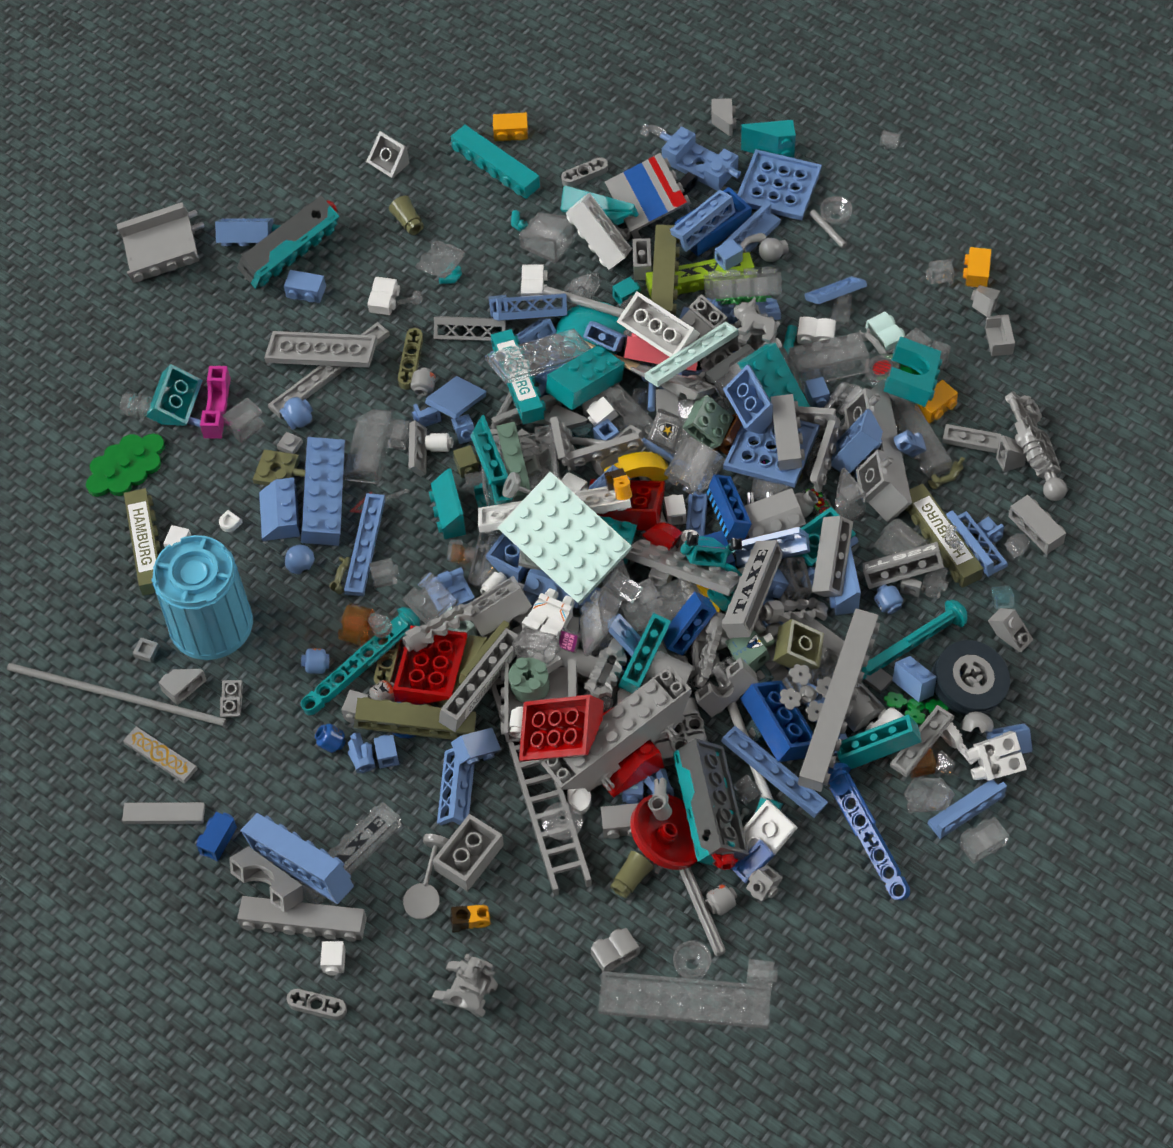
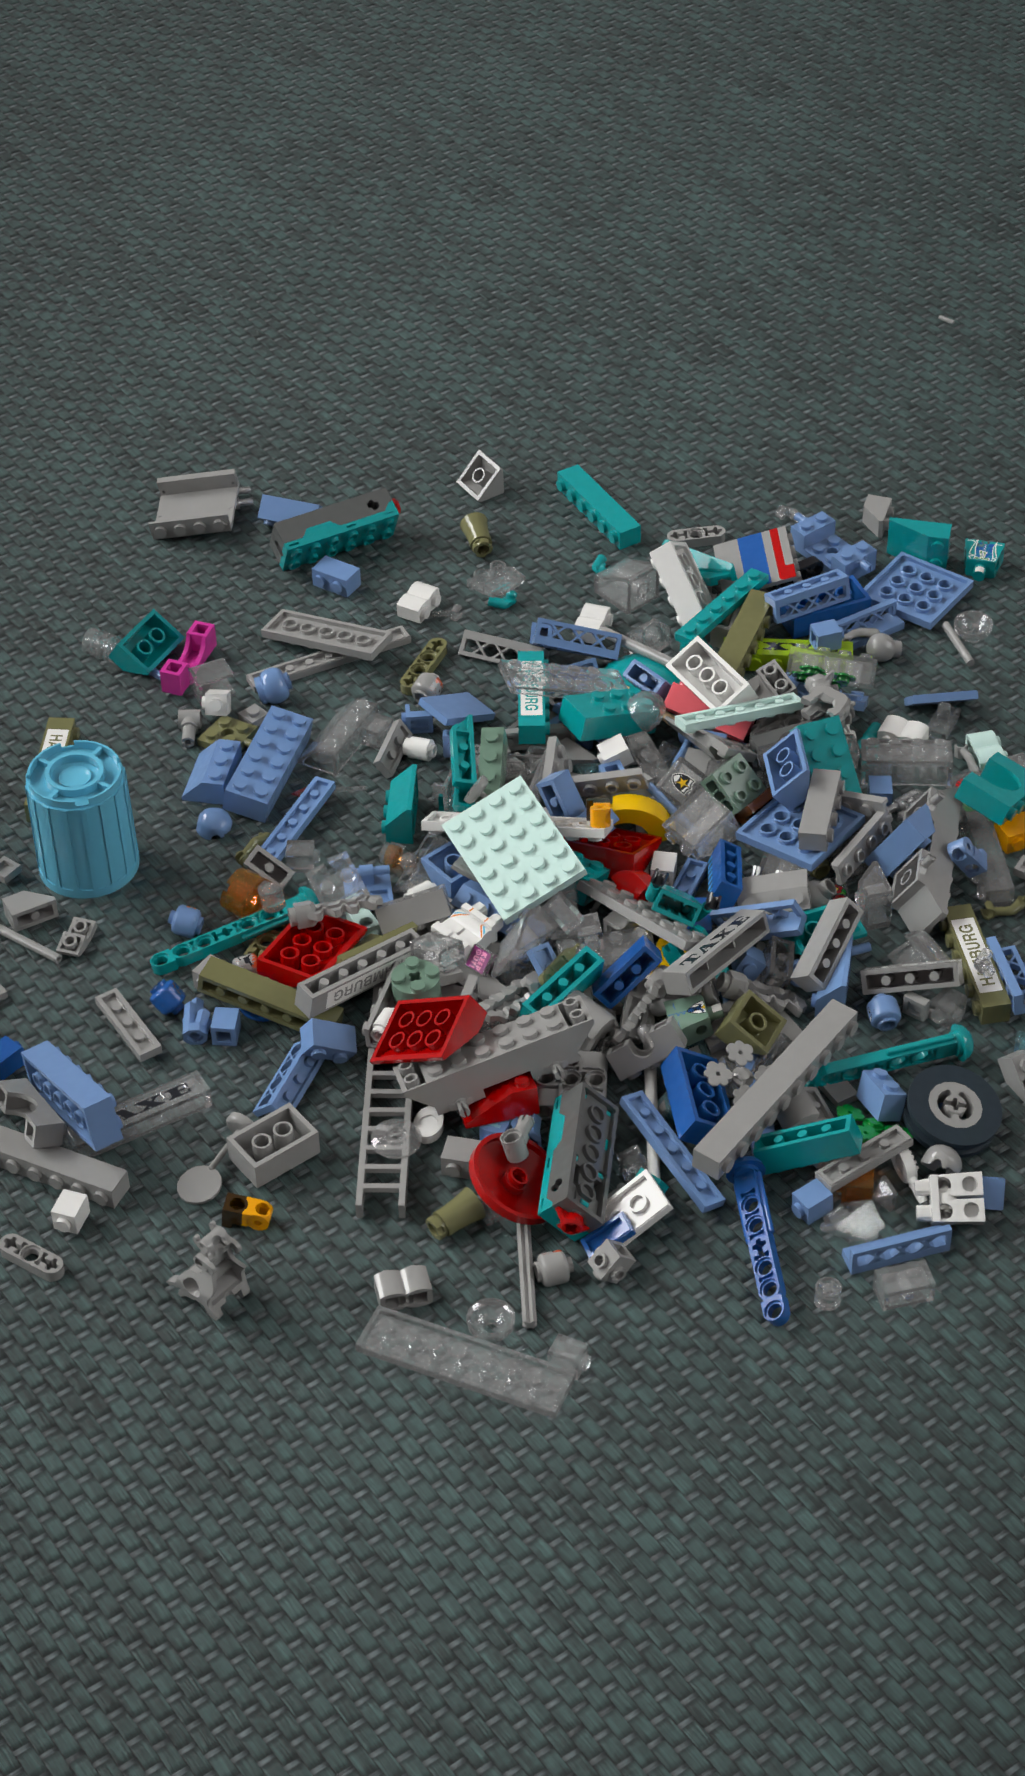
camera: 15 degrees right, 15 degrees down
(125, 465) = (66, 697): green plate -> none
(229, 521) = (153, 773): white tile -> none
(240, 465) = (189, 722): none -> light grey pin
(256, 440) = (217, 702): none -> white brick
(307, 770) = (128, 1024): none -> light grey plate
(365, 596) = (269, 867): none -> light grey brick
(466, 460) = (440, 768): olive brick -> none
(510, 126) = (629, 479): light orange brick -> none
(578, 470) = (561, 795): none -> medium blue brick
(615, 367) = (647, 709): none -> clear helmet
(633, 632) = (561, 959): none -> olive piece
(636, 247) = (721, 606): none -> teal plate
(820, 140) = (982, 558): none -> teal torso
(892, 786) = (812, 1201): none -> medium blue brick
(931, 857) = (825, 1287): none -> clear wheel

